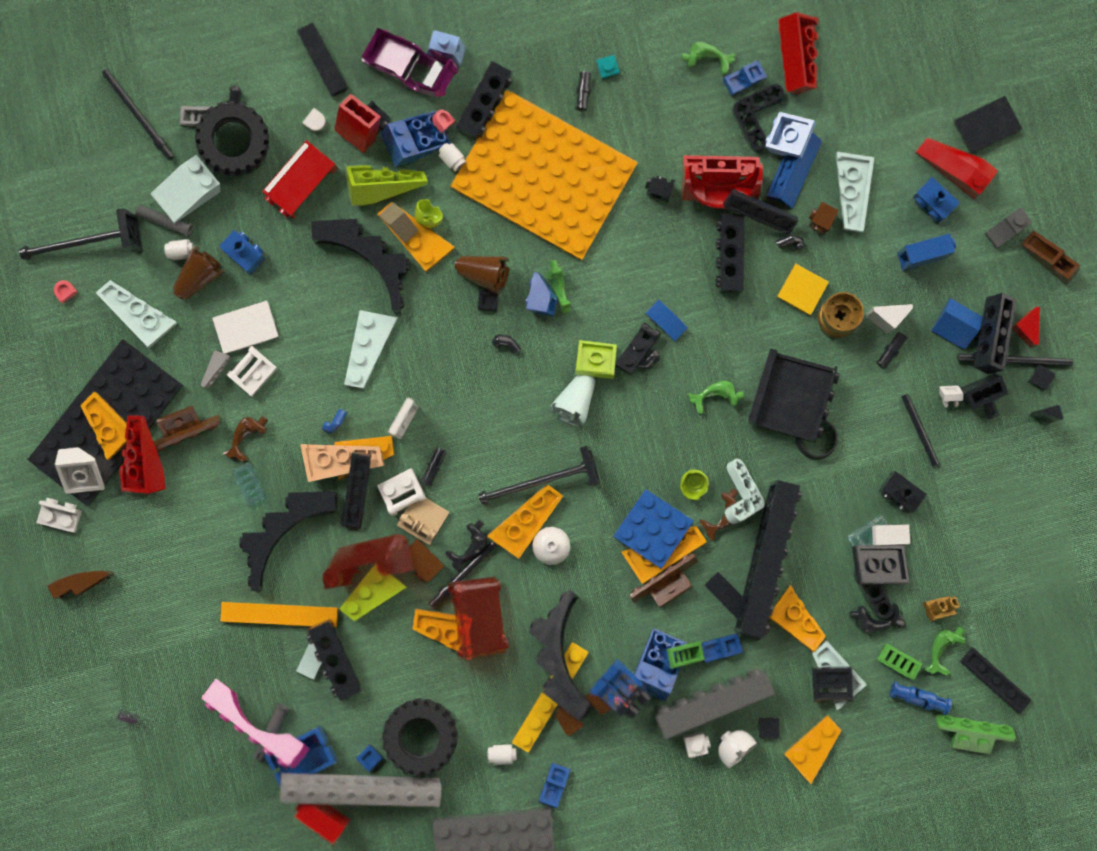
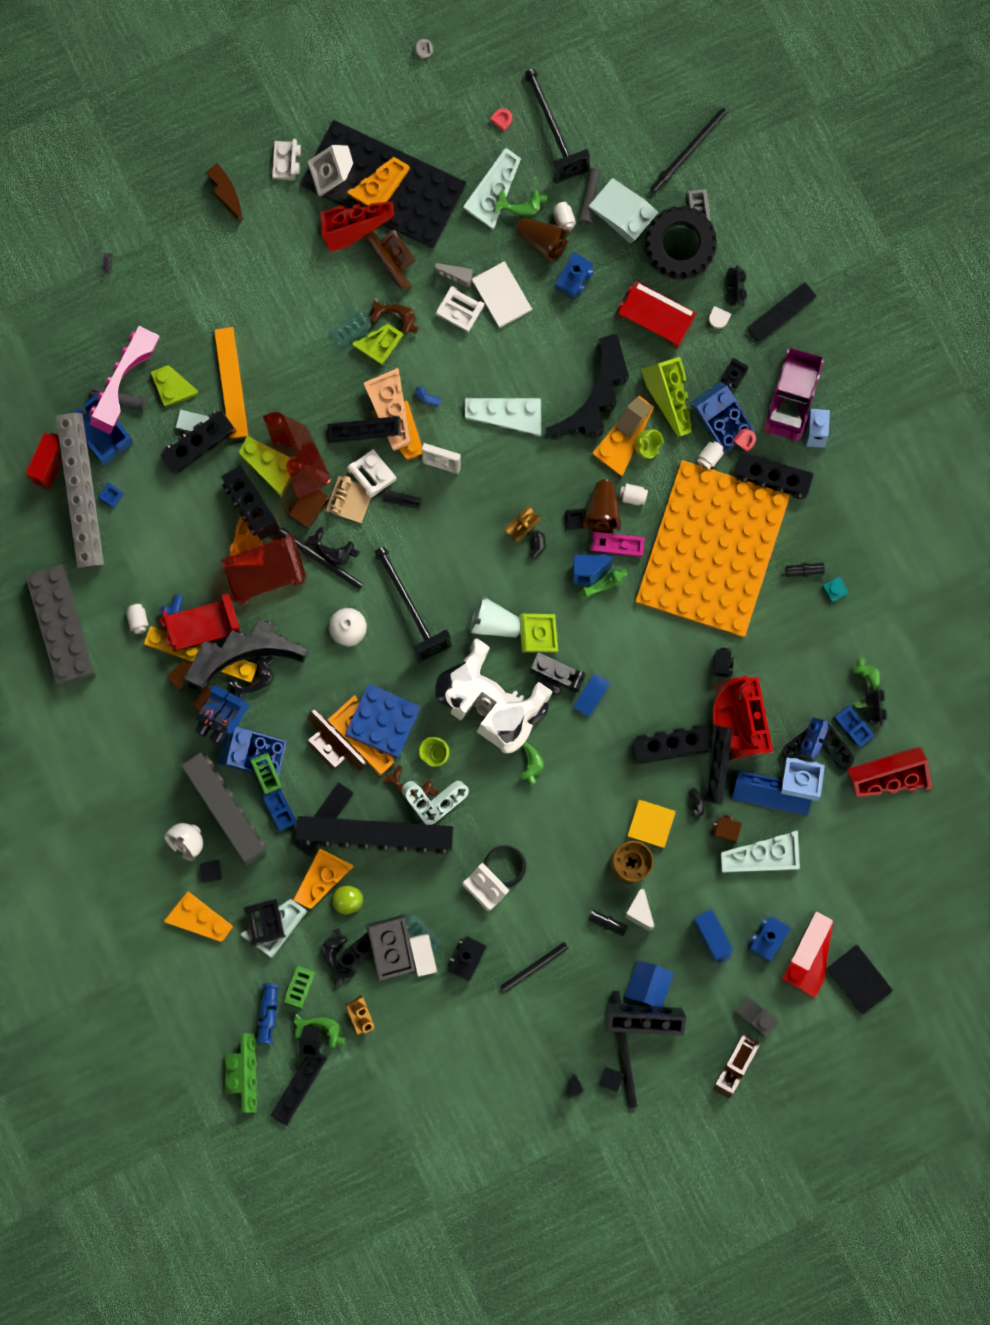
camera: 75 degrees right, 5 degrees down
(164, 285) = (528, 209): none -> bright green animal
(235, 94) = (725, 237): black arm -> none
(261, 544) = (316, 362): black arch -> none
(269, 675) = (172, 386): none -> lime wing
(270, 458) = (379, 343): none -> lime wing
(279, 95) = (736, 277): none -> black hinge
(357, 123) = (721, 356): red brick -> none
(381, 628) = (238, 479): none -> black brick
(401, 756) = (133, 513): black tyre -> none
(476, 239) = (633, 494): none -> white brick
(484, 352) = (522, 524): none -> pearl gold hips
(499, 717) = (175, 607): none -> blue arm
(521, 692) = (200, 624): none -> red panel
(522, 264) = (617, 544): none -> dark pink plate
(523, 525) = (365, 597): light orange wing -> none
(554, 785) = (116, 675): blue slope -> none
(588, 639) = (264, 678): none -> black animal
(676, 401) = (507, 718): none -> white animal
(696, 744) = (181, 801): white brick -> none
(737, 52) = (877, 713): none -> black hinge
(751, 117) = (810, 744): none -> blue hinge
(793, 396) = (541, 831): black panel -> none
(822, 598) = (347, 900): none -> lime hair
(836, 461) = (485, 887): none -> white bracket
(951, 393) = (576, 989): white tile -> none
(958, 661) = (310, 1042): none -> black brick
(984, 393) = (583, 1022): black brick -> none
(1028, 327) = (660, 1055): red slope -> none

